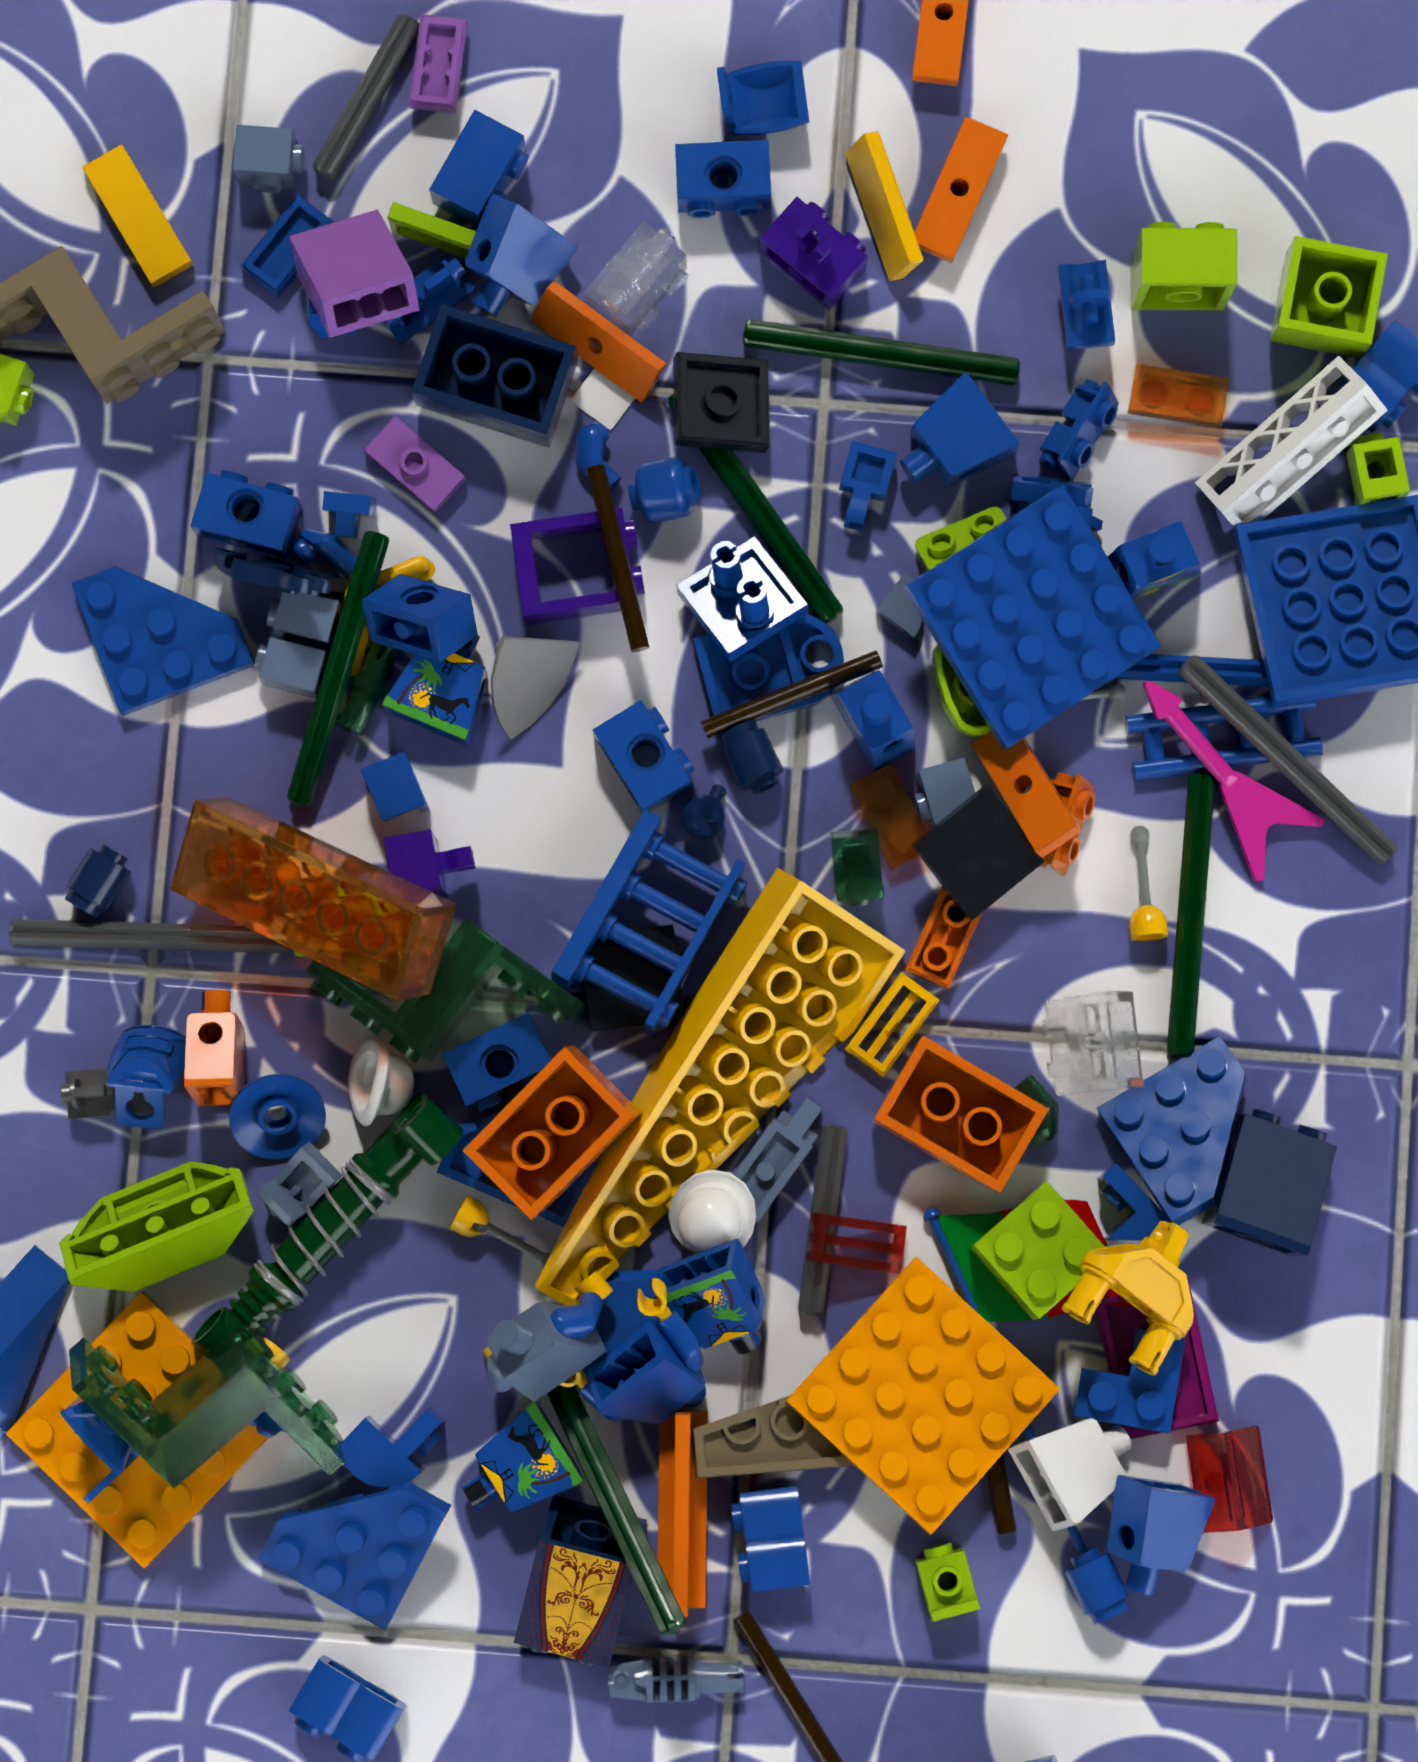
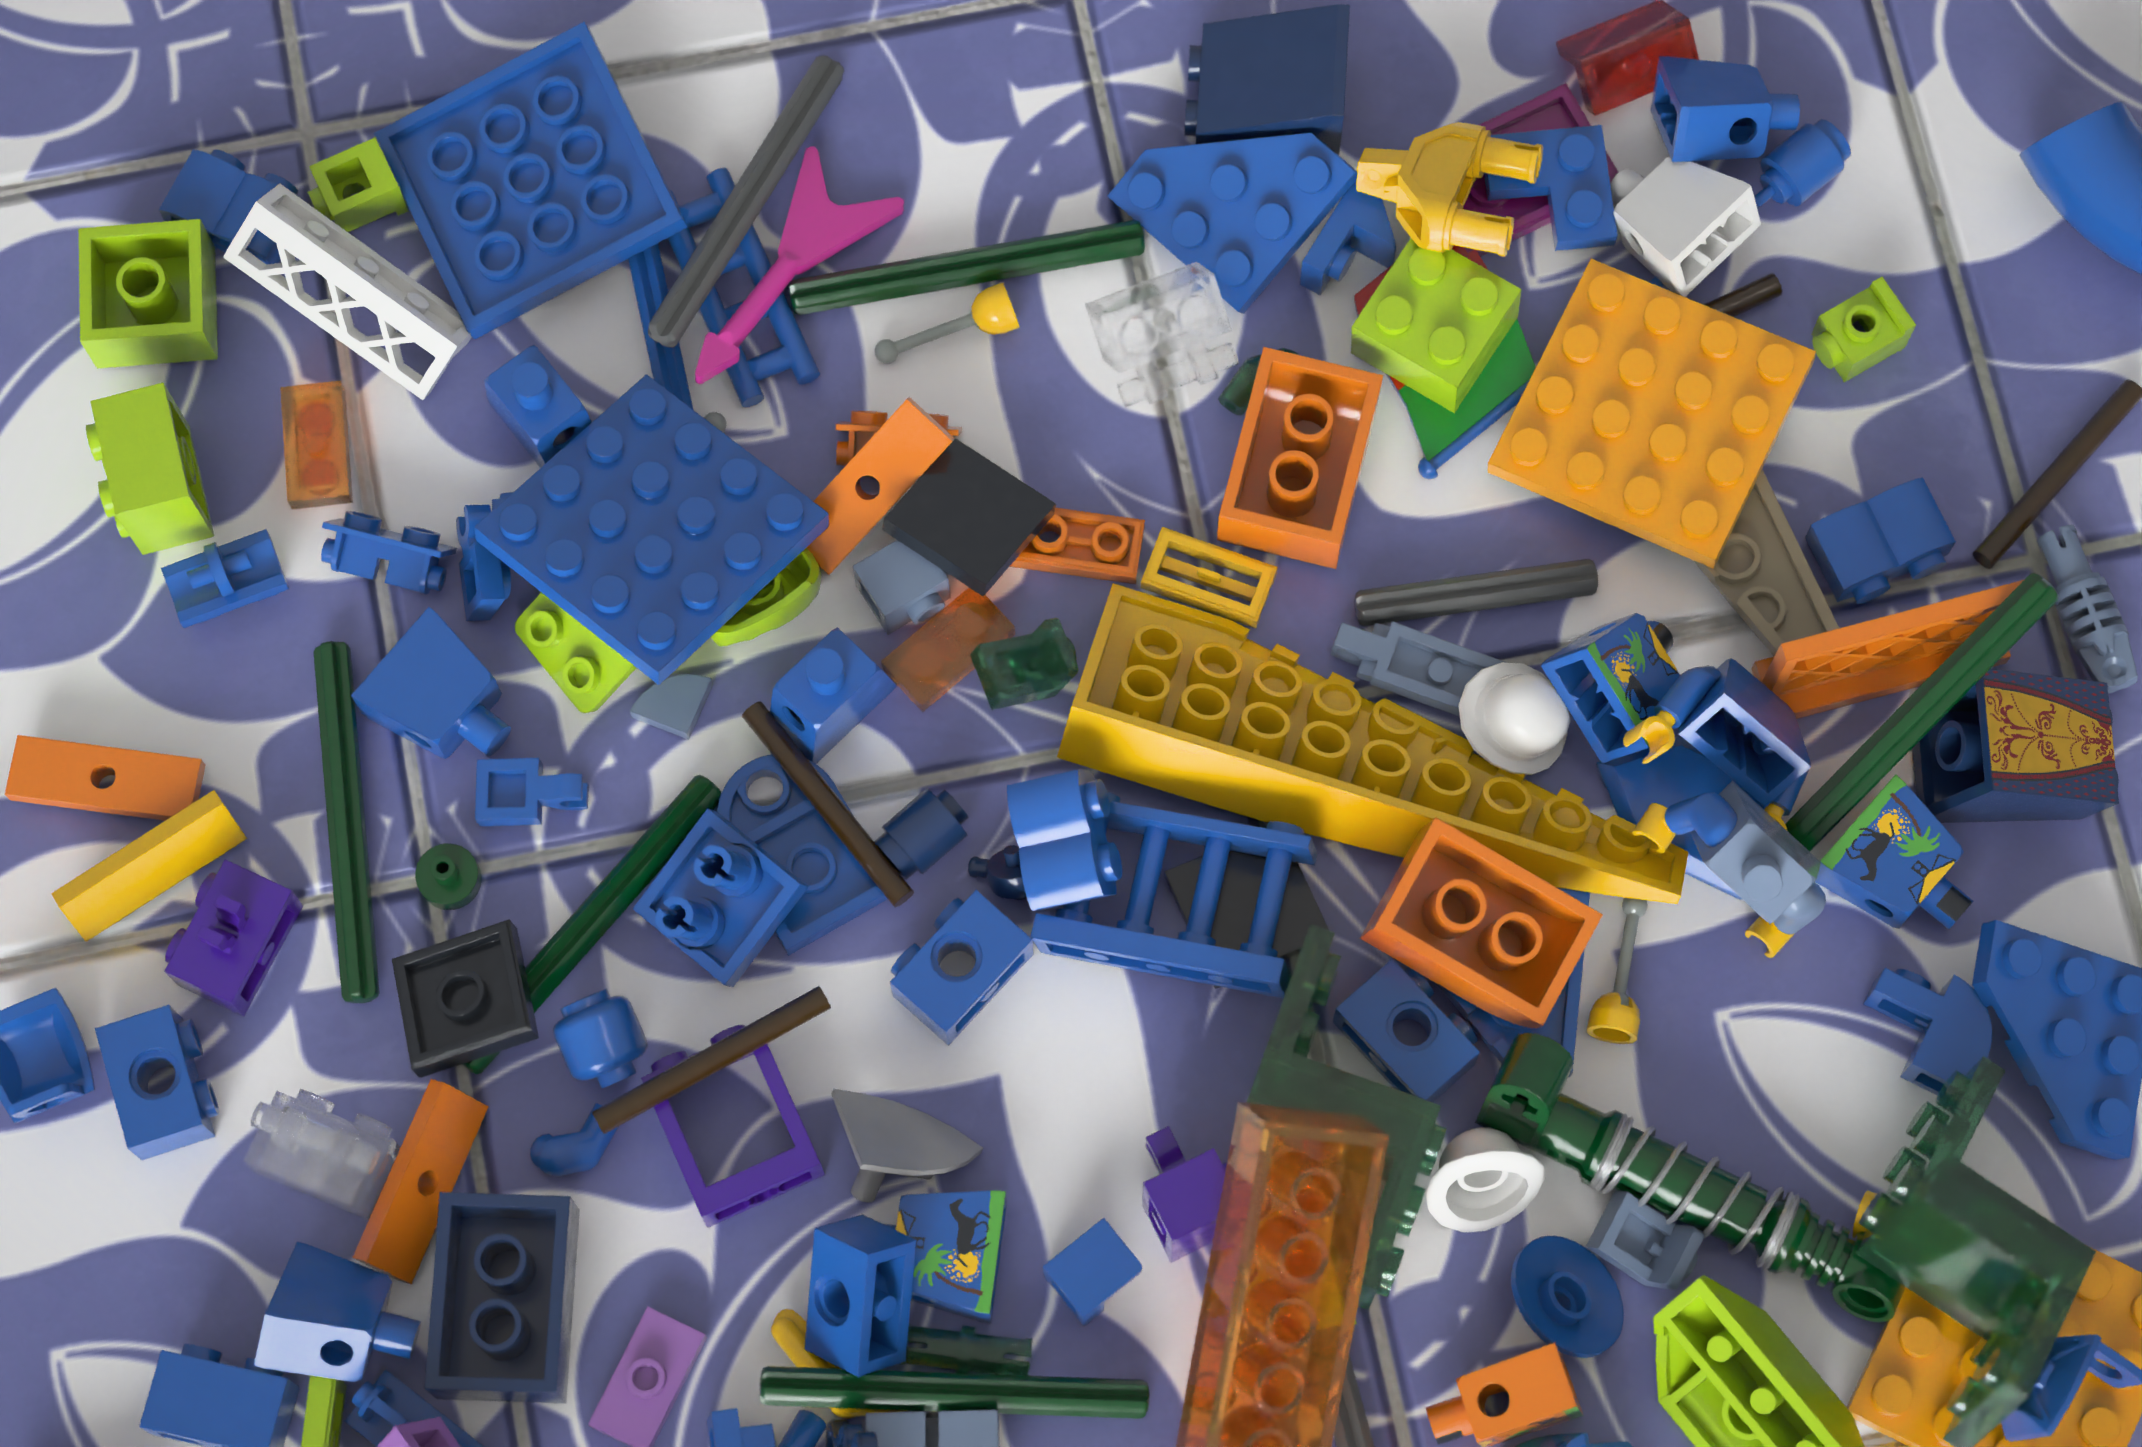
camera: 105 degrees left, 10 degrees down
(602, 399) = (494, 1160): white sticker -> none
(706, 849) = (1063, 839): none -> blue brick
(816, 424) = (457, 885): none -> dark green tile
(819, 1238) = (1500, 578): clear red tile -> none

